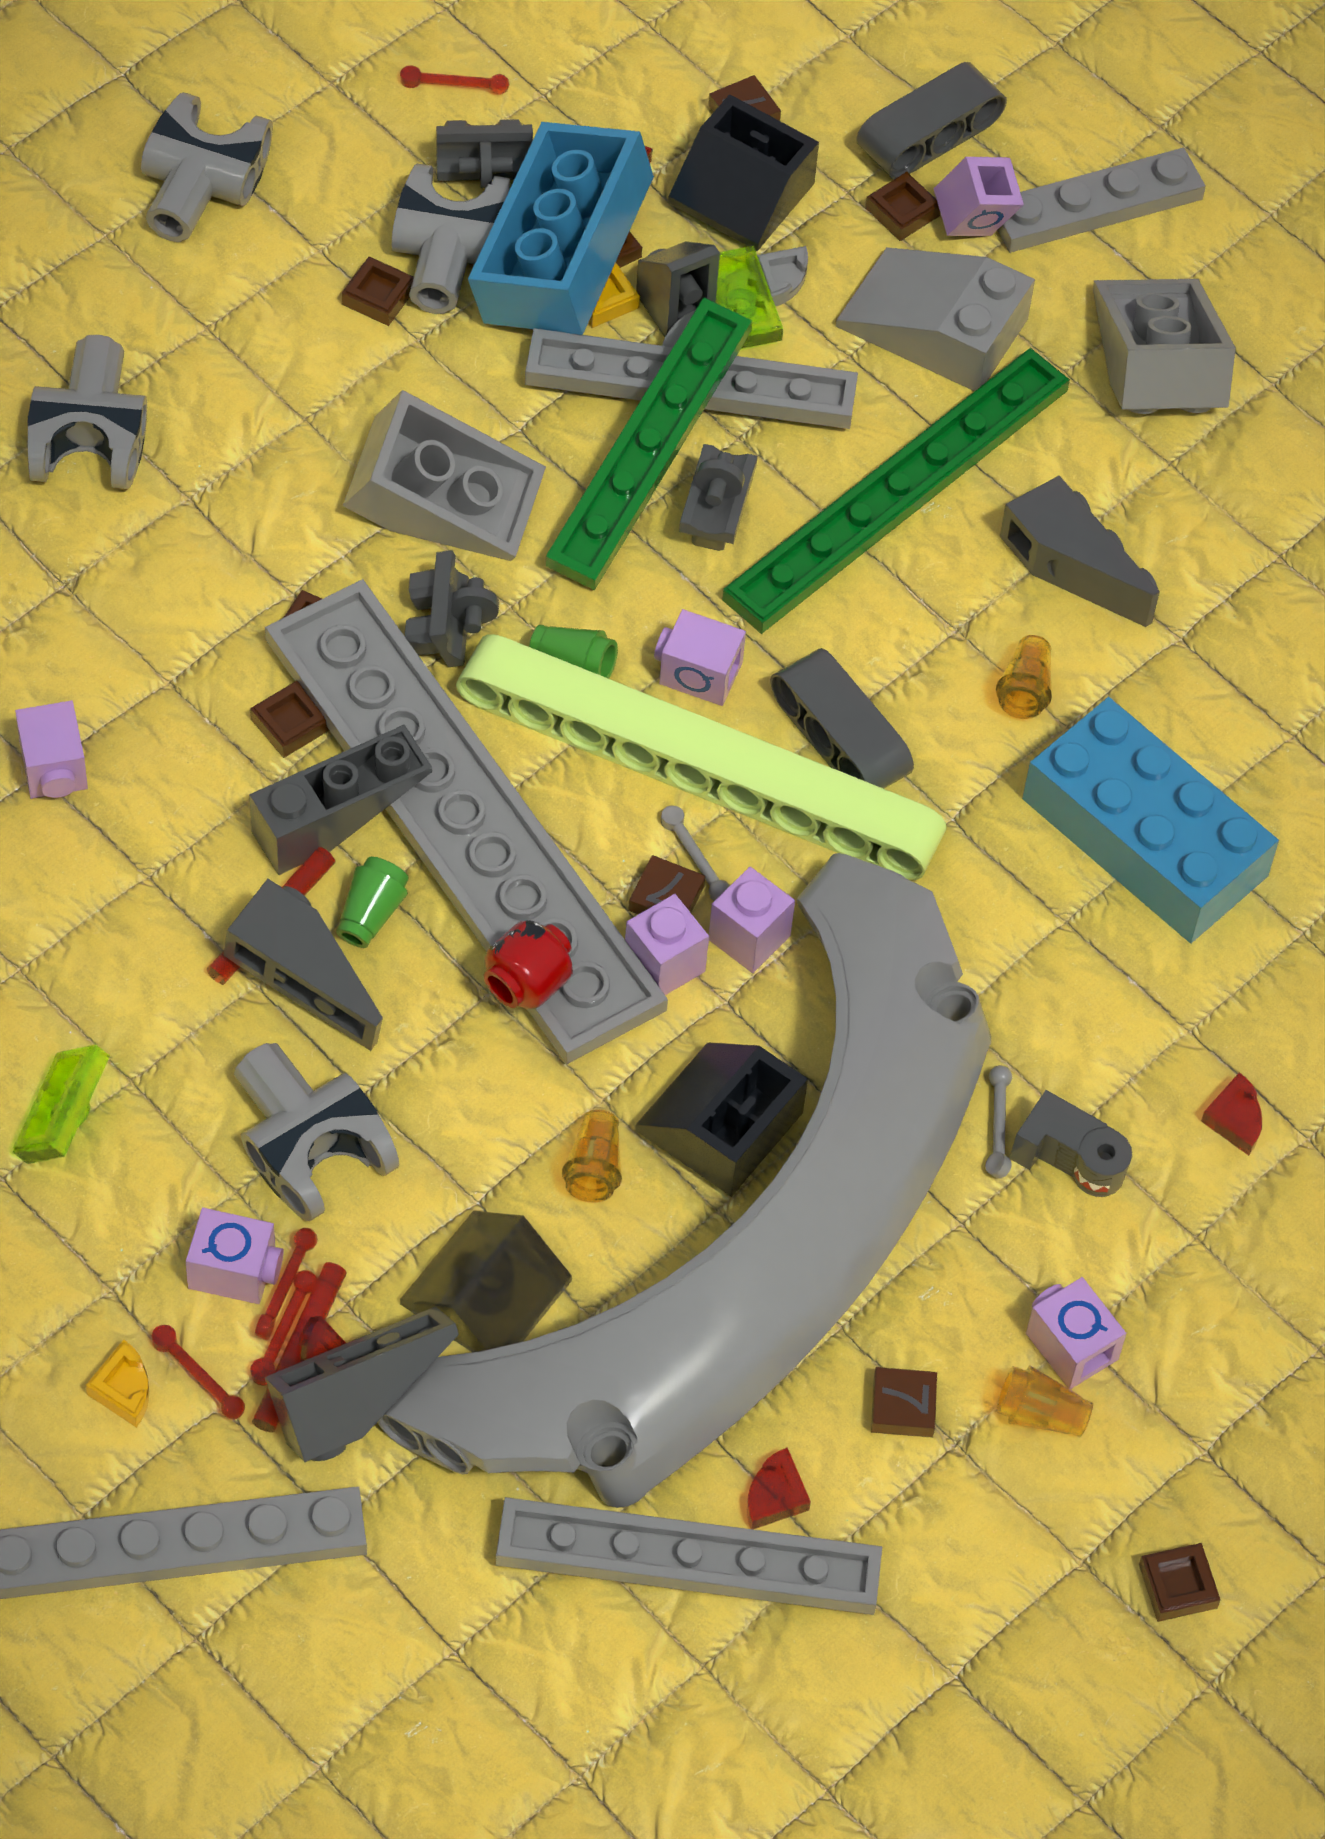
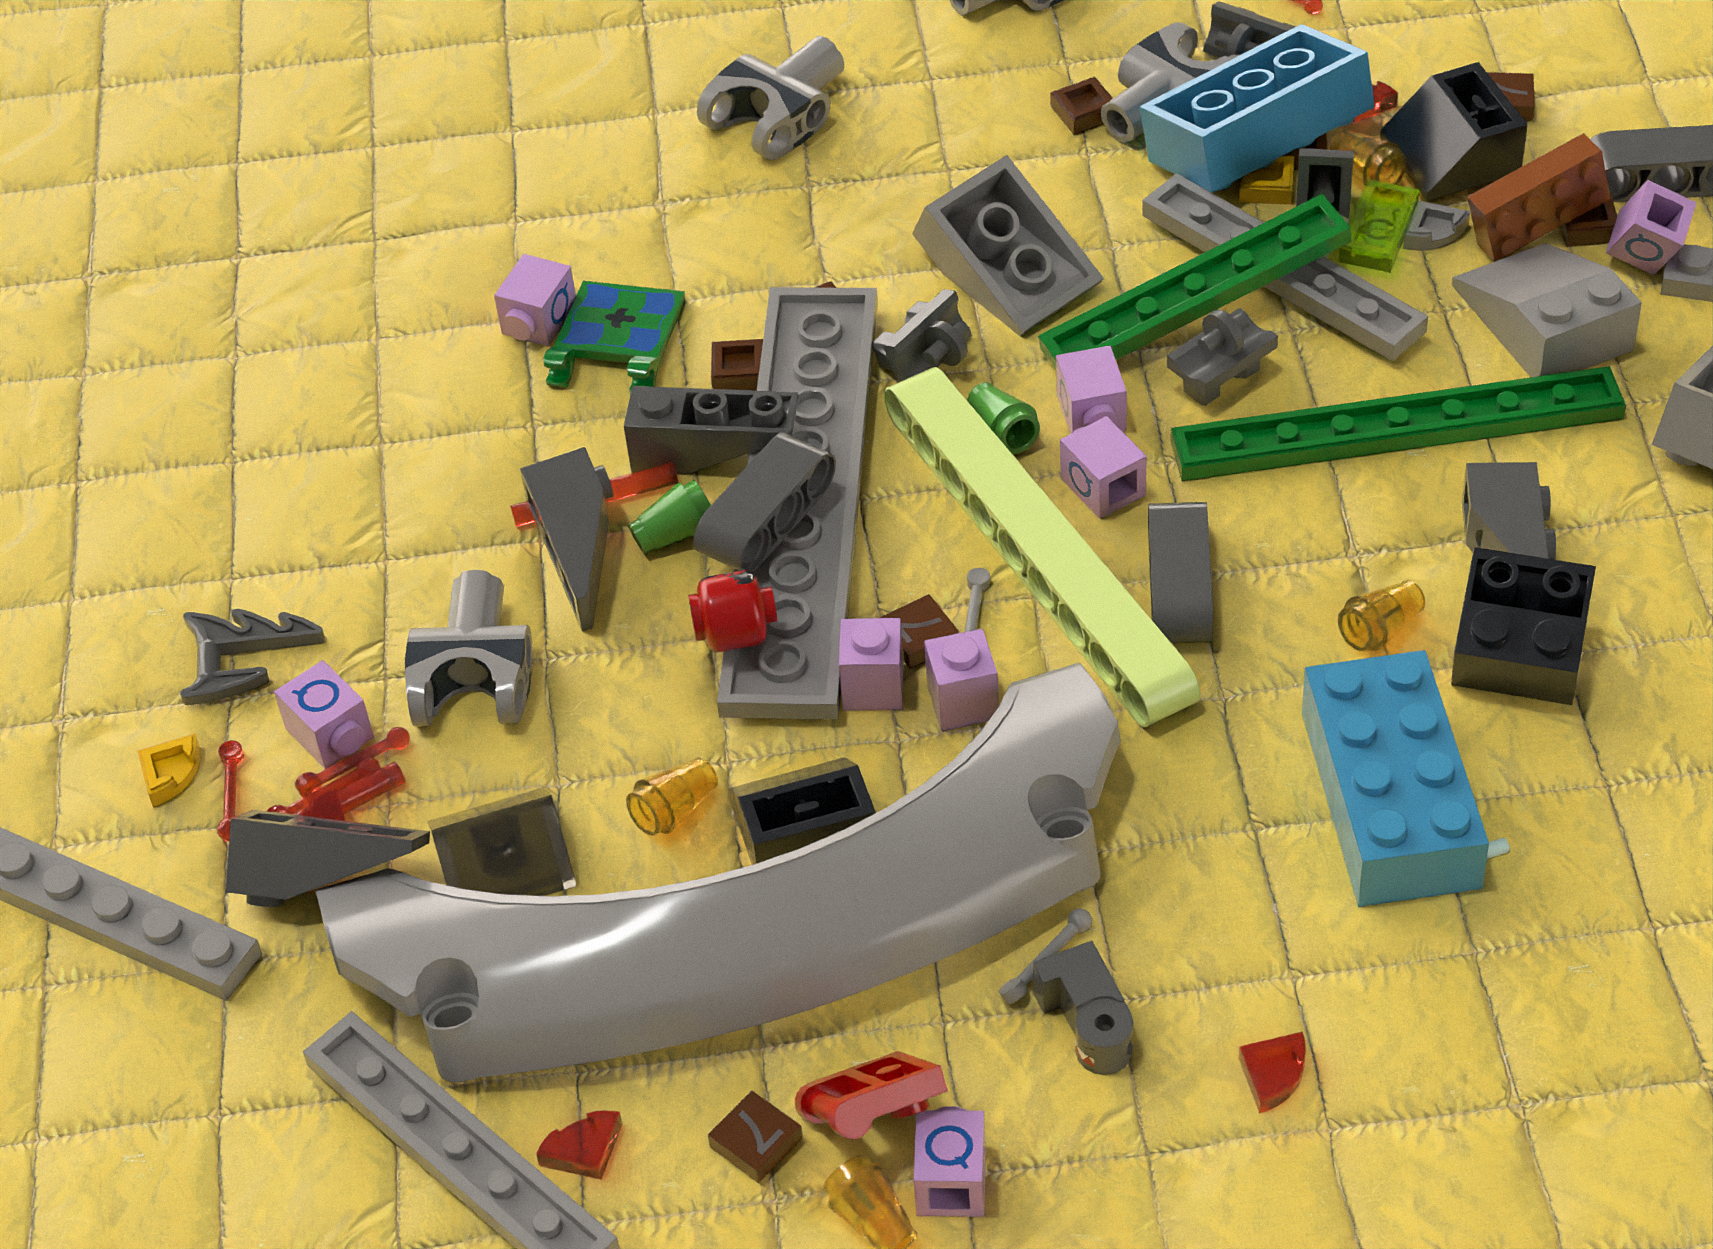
camera: 45 degrees right, 10 degrees down
(61, 1104) = (309, 545): clear neon green plate -> none
(79, 1218) = (221, 637): none -> dark grey piece
(144, 735) = (615, 326): none -> green flag
(463, 846) = (764, 502): none -> dark grey beam
(635, 590) = (1091, 388): none -> lavender brick
(676, 226) = (1373, 157): none -> clear yellow cone
(869, 210) = (1539, 197): none -> dark orange piece
(983, 1295) = (878, 1087): none -> plate
(1156, 632) = (1522, 625): none -> black slope

